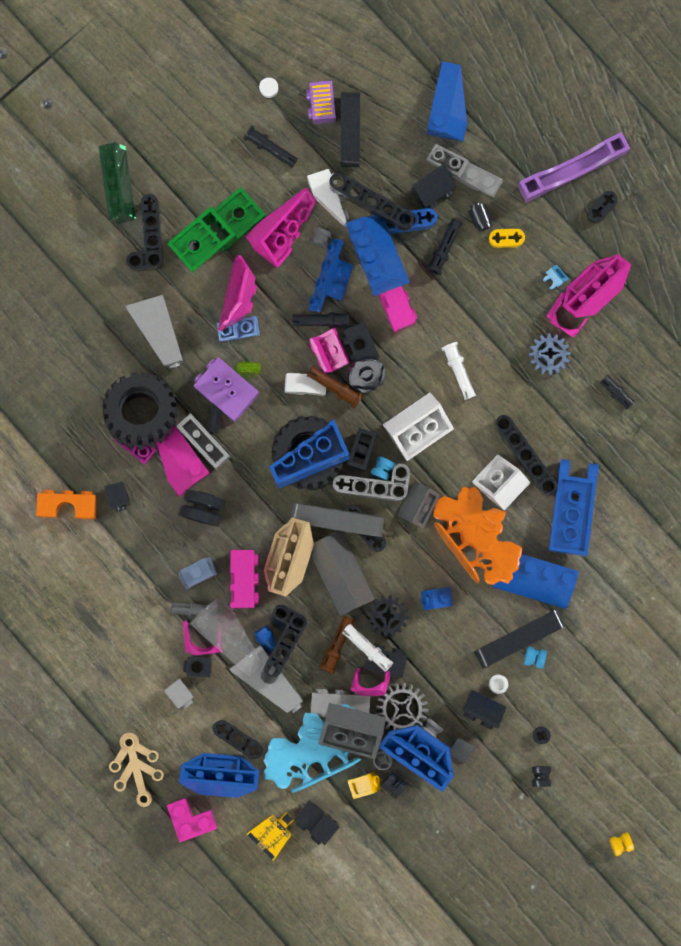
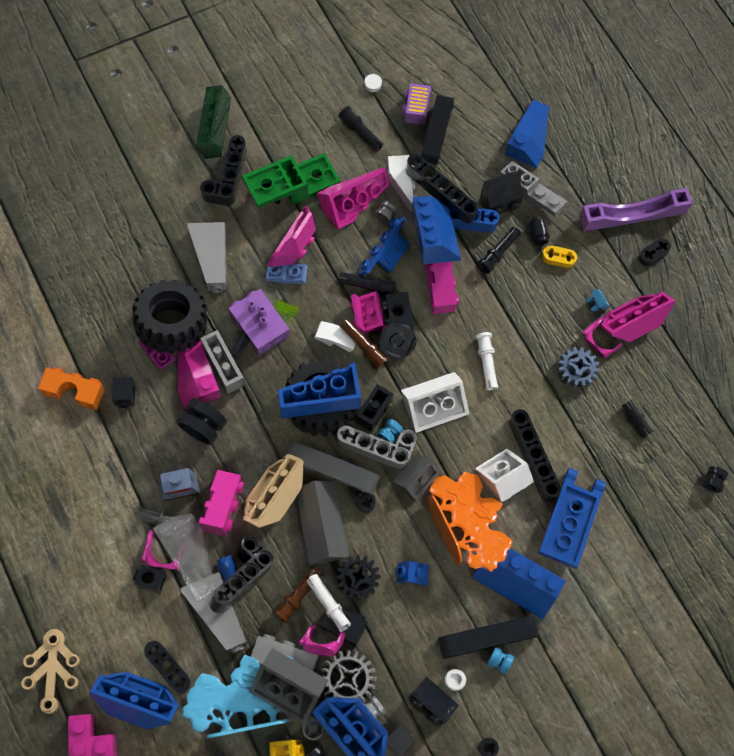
camera: 10 degrees right, 15 degrees down
(180, 694) = (122, 602): light grey brick -> none

